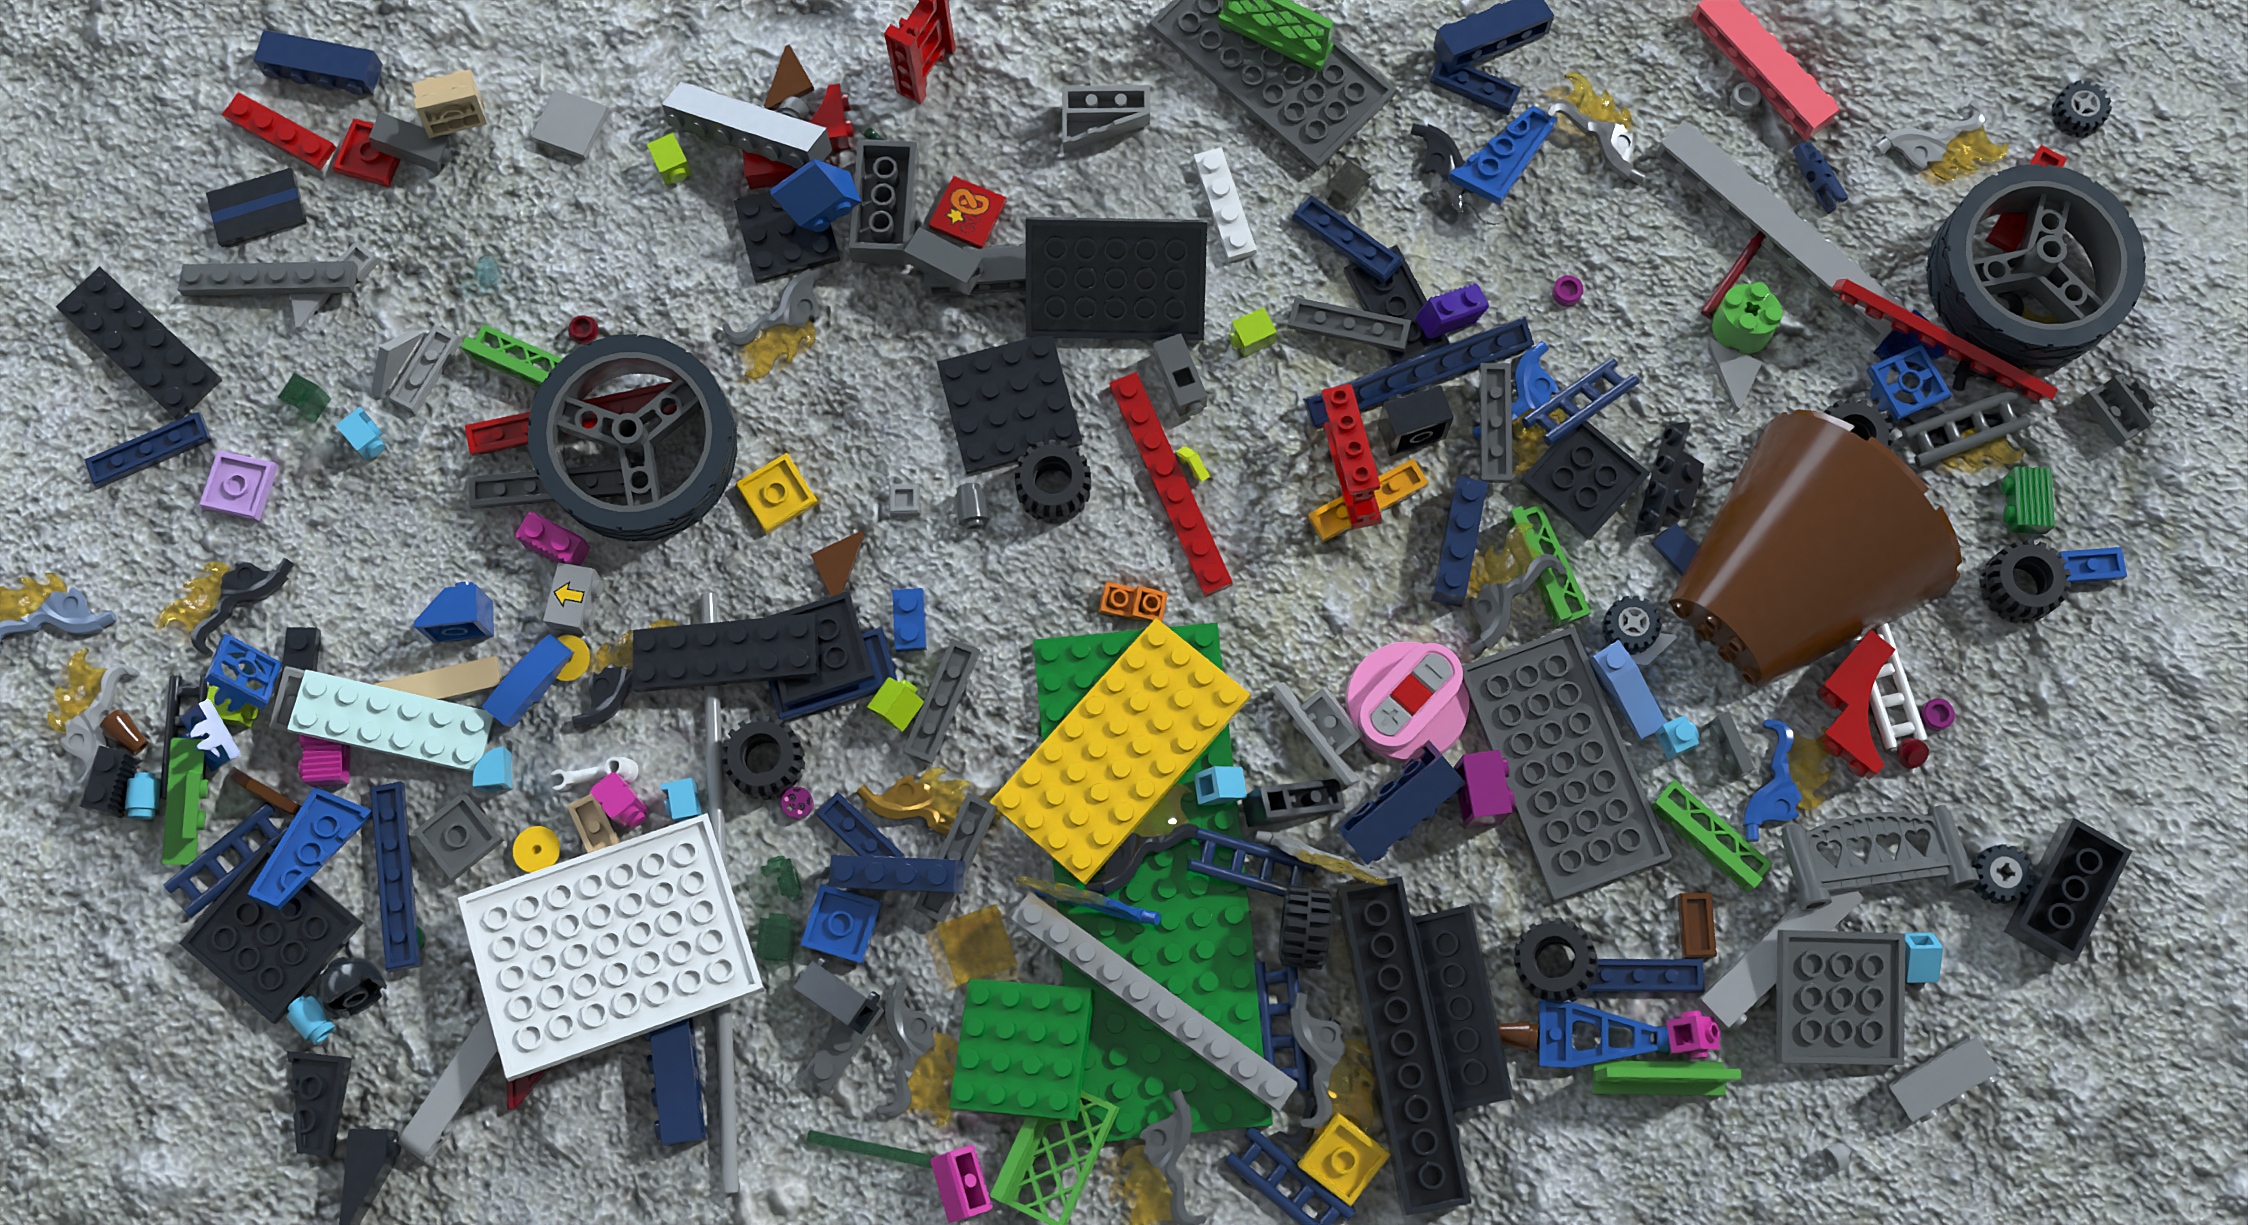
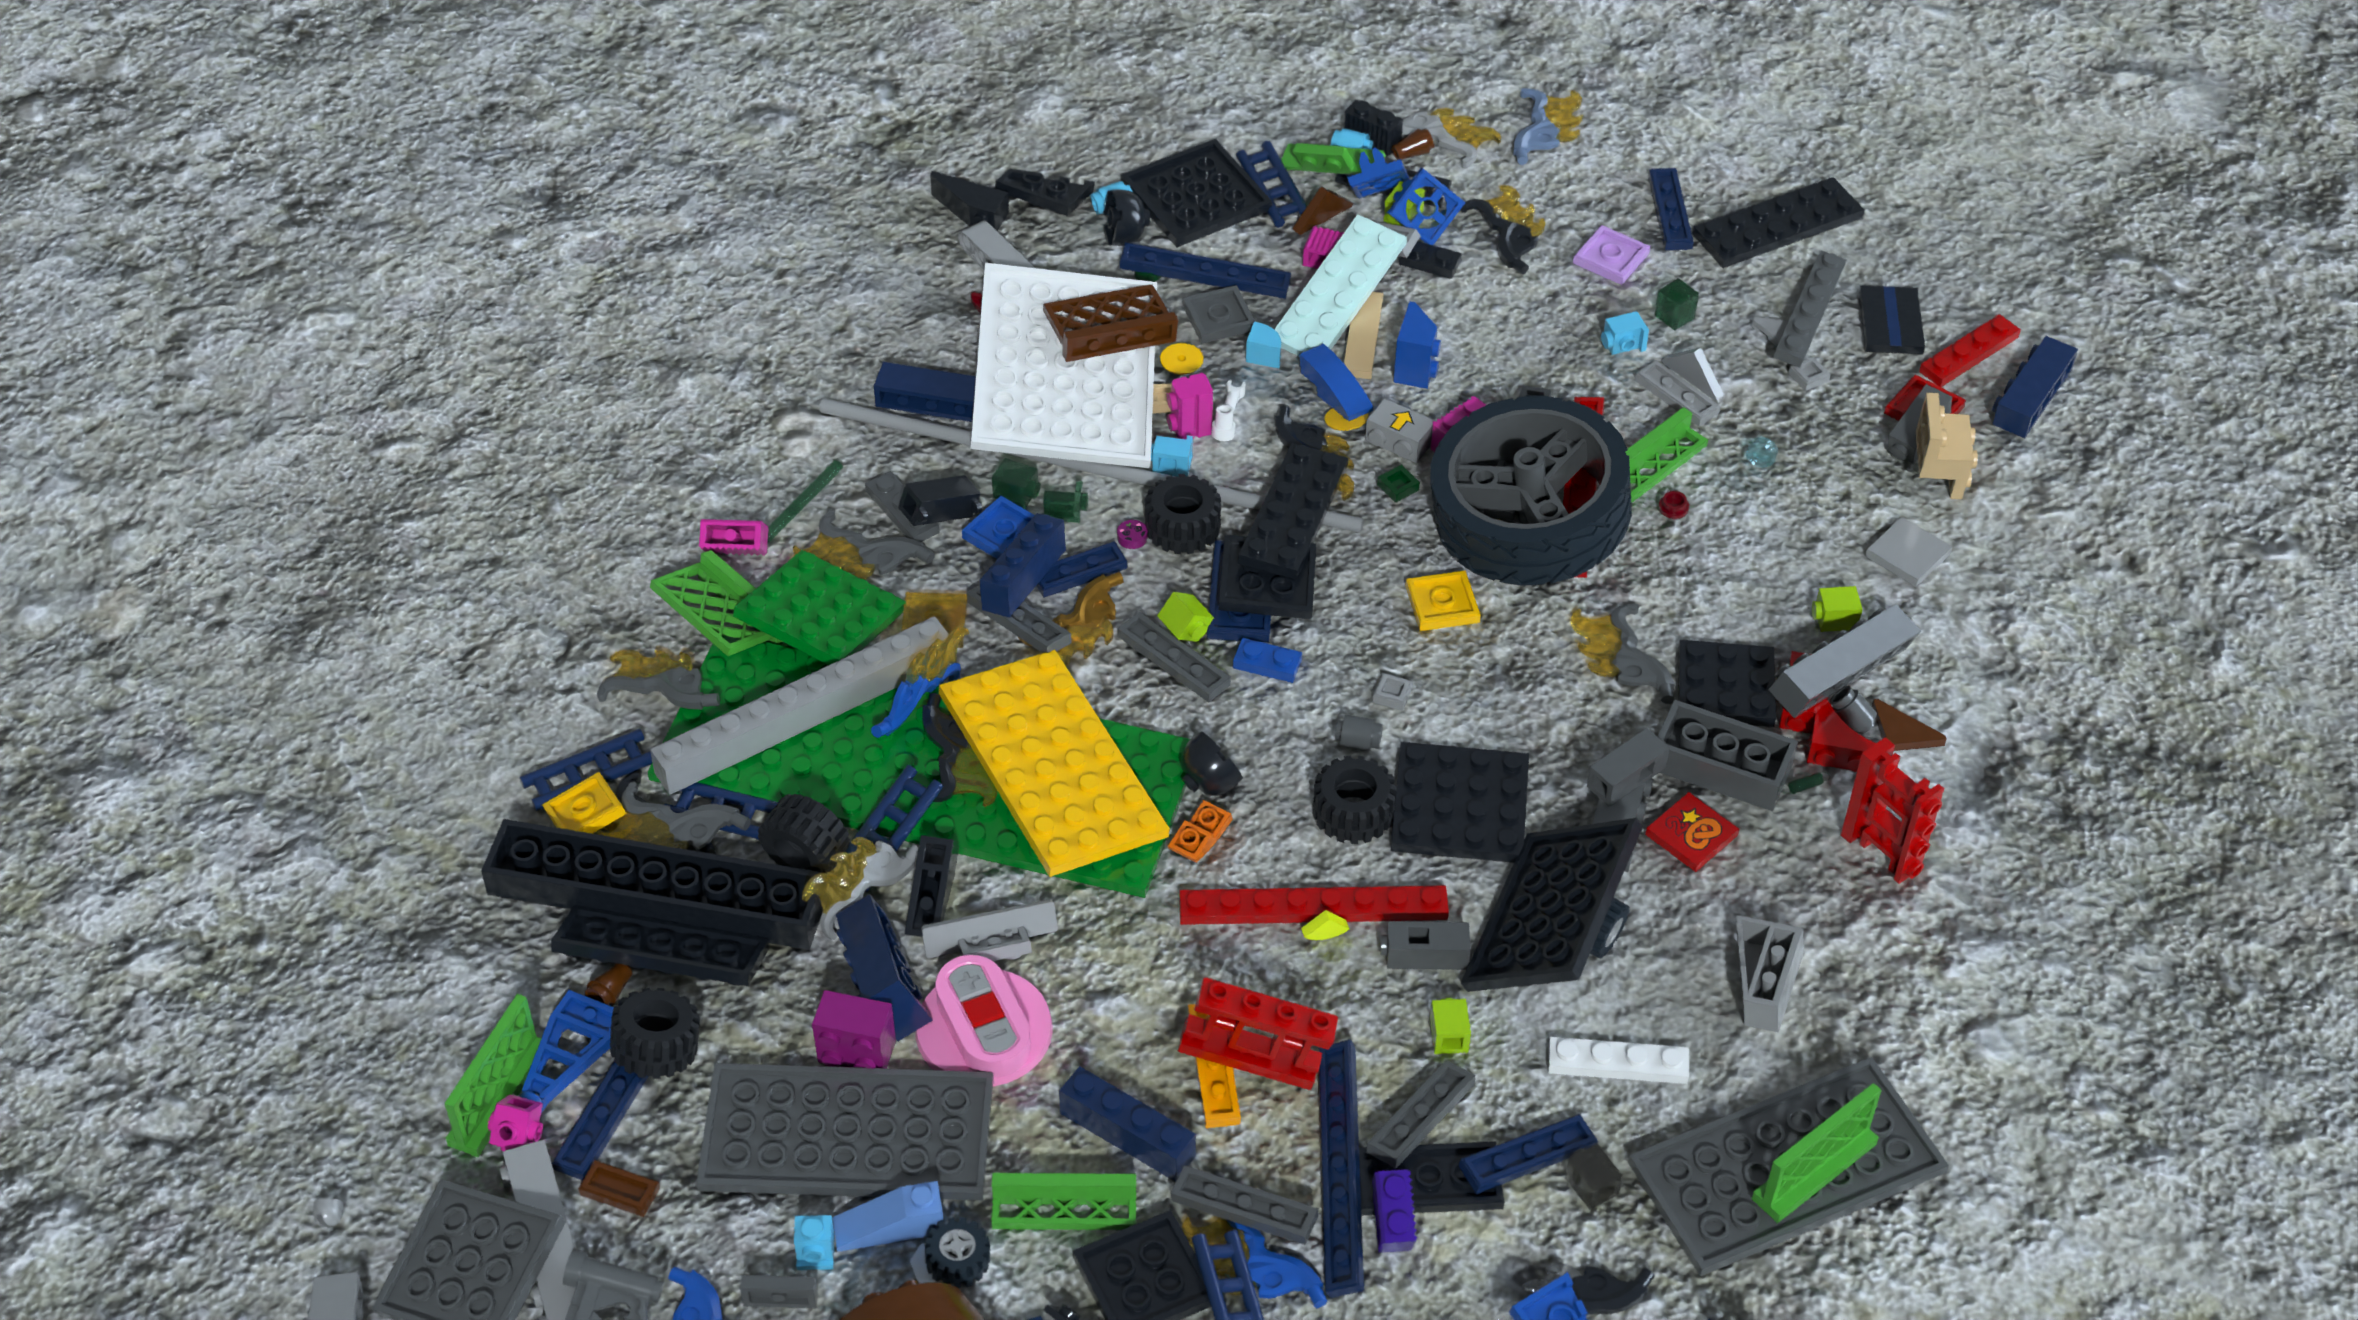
camera: 110 degrees right, 25 degrees down
(309, 843) = (1257, 221): blue wing -> none
(561, 896) = (1111, 335): none -> reddish brown fence
(643, 578) = (1398, 483): none -> dark green plate
(817, 195) = (1737, 682): blue slope -> none
(837, 562) = (1348, 622): reddish brown tile -> none
(1068, 615) = (1207, 767): none -> black cylinder
(1220, 785) = (975, 824): medium azure brick -> none
(1415, 419) = (1281, 1123): black brick -> none
(1503, 579) = (1062, 1143): piece -> none
(1706, 841) = (697, 1222): bright green fence -> none

